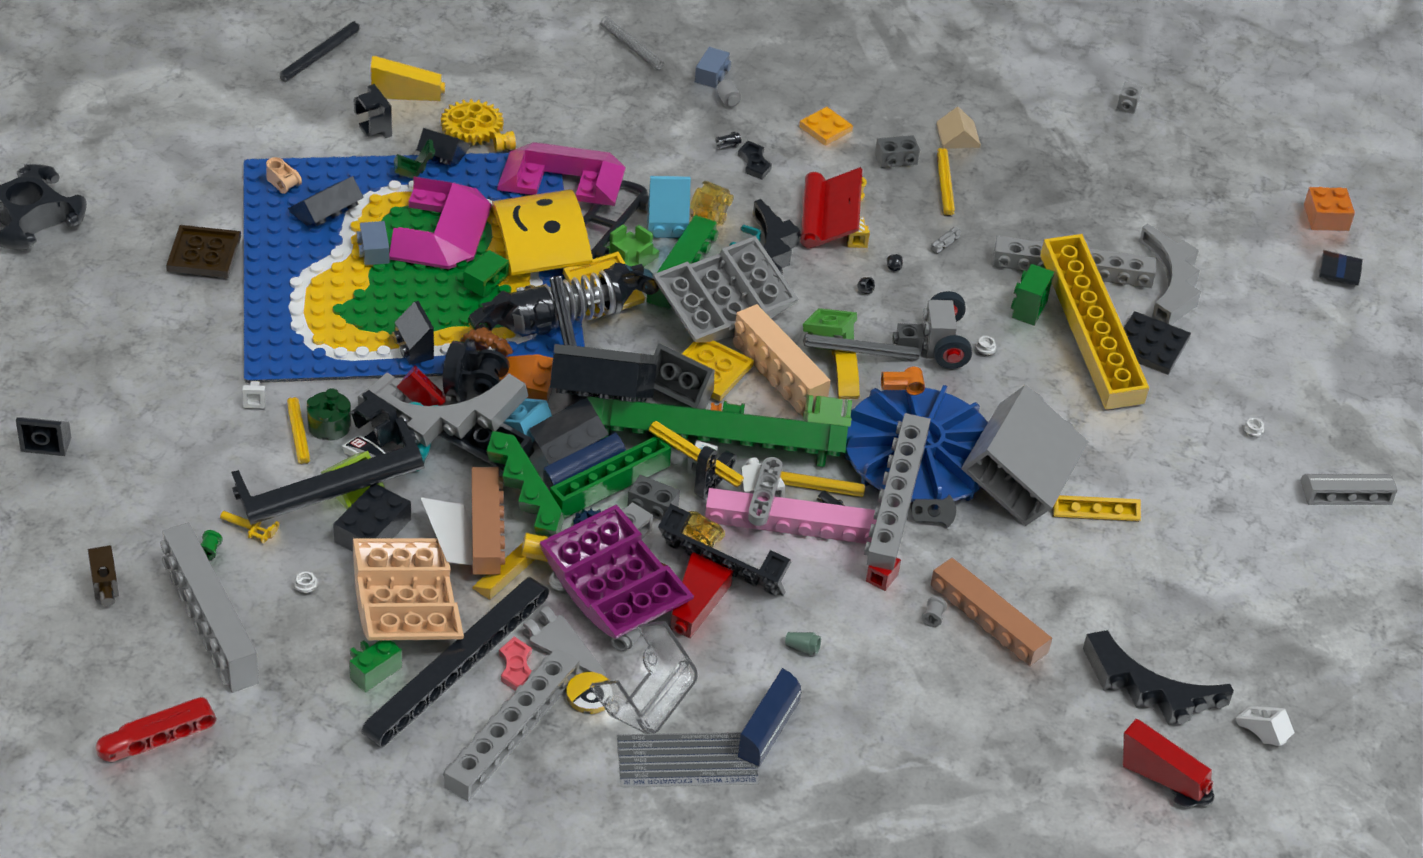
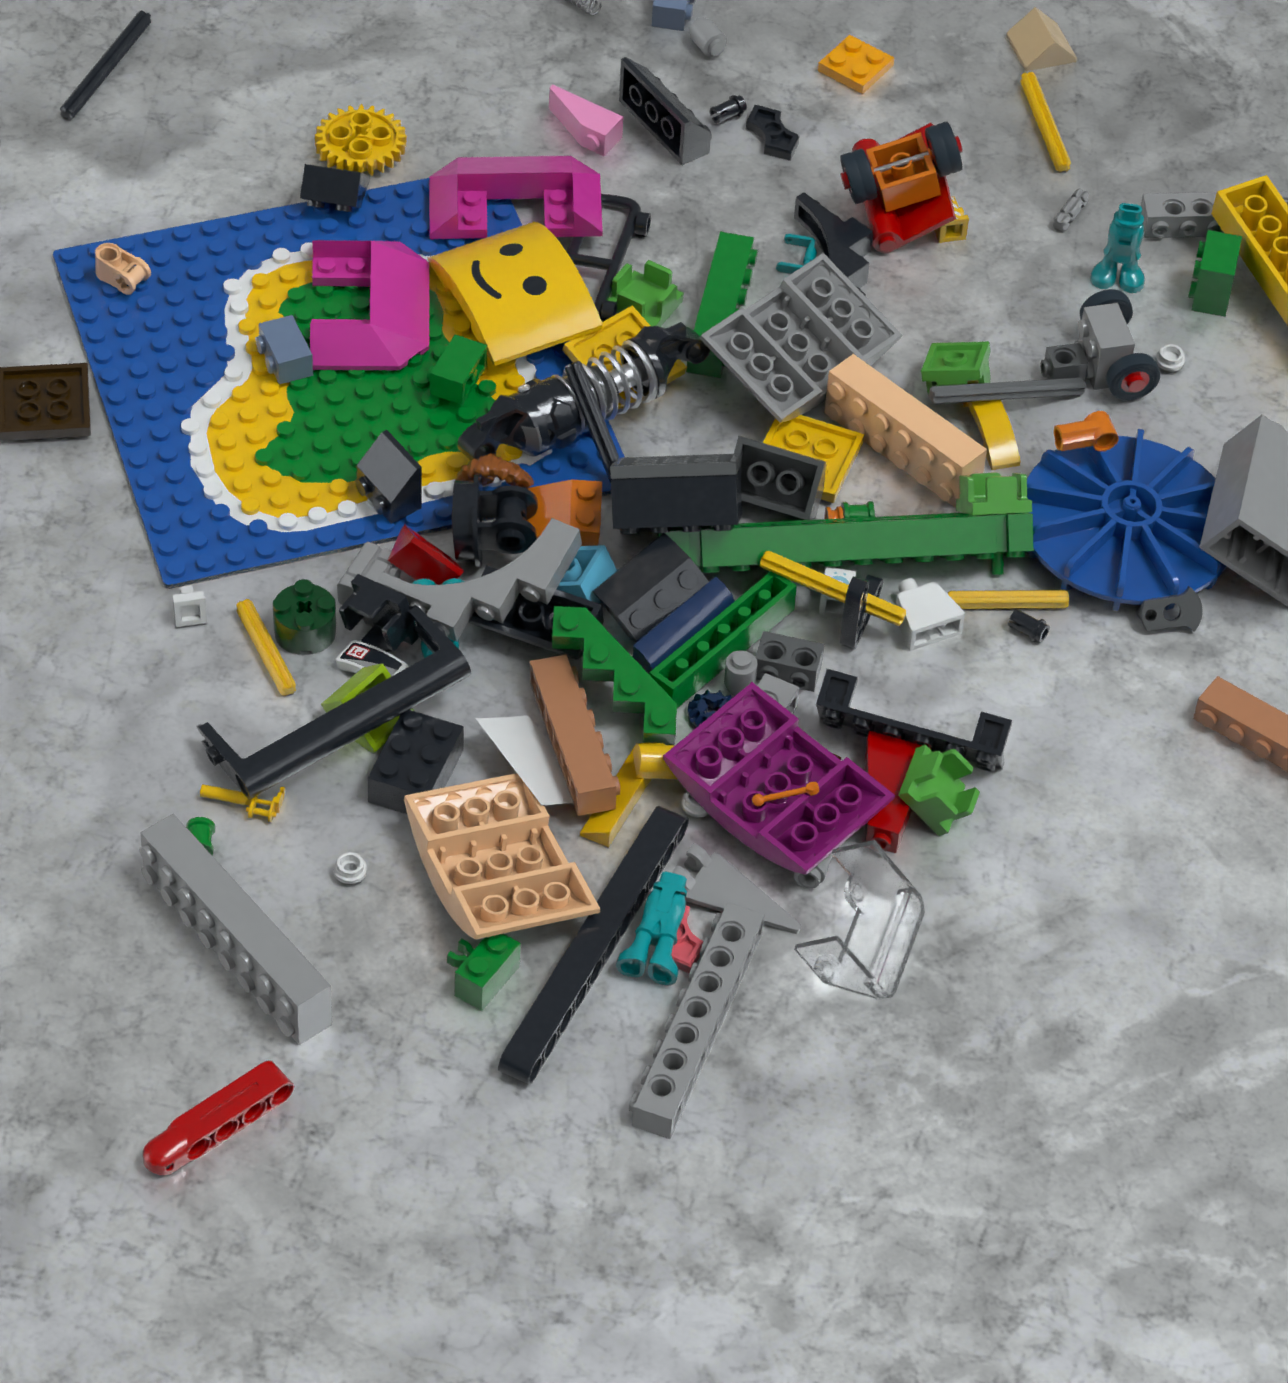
camera: 10 degrees left, 5 degrees up
(104, 579) = (71, 909): dark brown torso -> none
(327, 202) = (198, 298): black slope -> none
(378, 111) = (225, 146): black panel -> none
(405, 81) = (246, 94): yellow slope -> none
(408, 167) = (303, 226): dark green bracket -> none
(502, 657) = (659, 928): none -> teal piece
(504, 141) = (415, 162): yellow wheel -> none
(581, 695) = (777, 958): yellow tile -> none
(617, 495) = (740, 671): none -> light grey brick
(629, 134) = (587, 122): none -> bright pink slope
(636, 581) = (811, 788): none -> orange hinge
(668, 206) = (683, 226): medium azure slope -> none
(681, 135) = (662, 113): none -> black slope
(683, 760) = (944, 1025): sticker -> none
(702, 529) = (870, 695): clear yellow piece -> none
(711, 202) = (738, 209): clear yellow brick -> none
(728, 598) = (935, 789): none -> bright green panel
(766, 491) = (944, 625): light grey beam -> none
(769, 718) = (1041, 949): dark blue brick -> none
(792, 516) = (987, 654): bright pink brick -> none
(804, 641) = (1052, 831): sand green cone -> none
(829, 191) = (902, 168): none -> brick
(866, 285) = (982, 296): black hinge -> none
(882, 577) = (1128, 710): red brick -> none
(894, 262) = (1012, 256): black hinge -> none
(897, 151) = (967, 88): dark grey brick -> none
(898, 491) = (1128, 688): light grey brick -> none
(934, 612) = (1213, 753): light grey bush -> none
(969, 266) = (1123, 247): none -> teal piece

